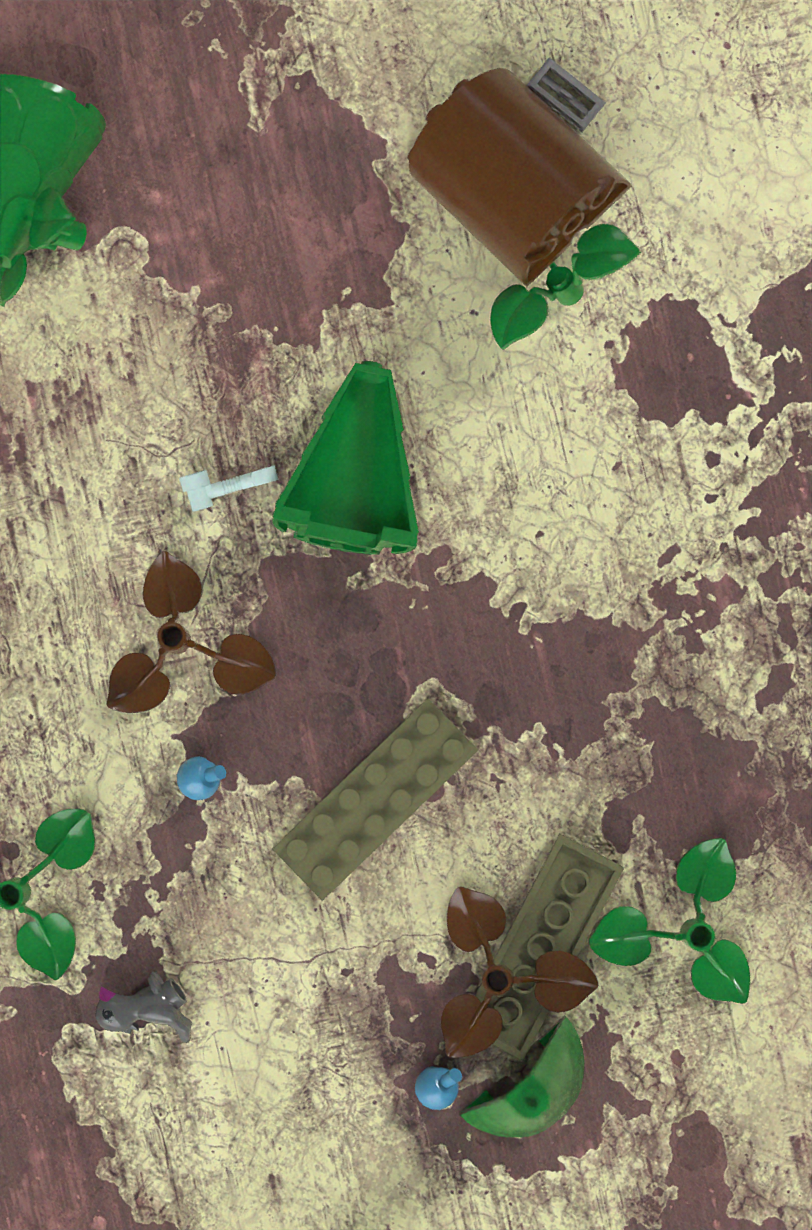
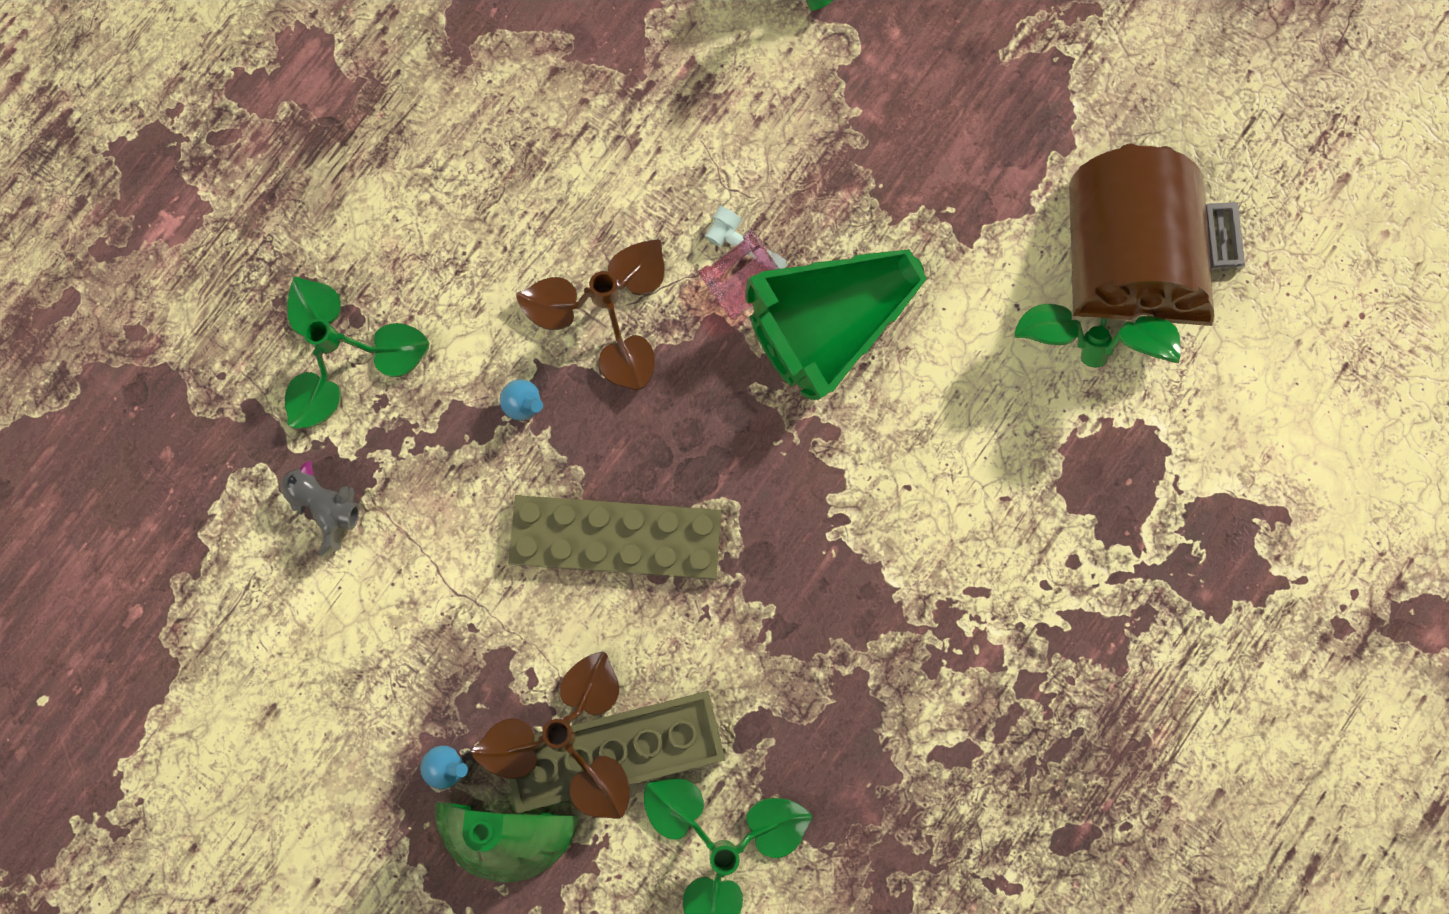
camera: 50 degrees right, 10 degrees down
(261, 532) = (732, 292): none -> clear pink plate

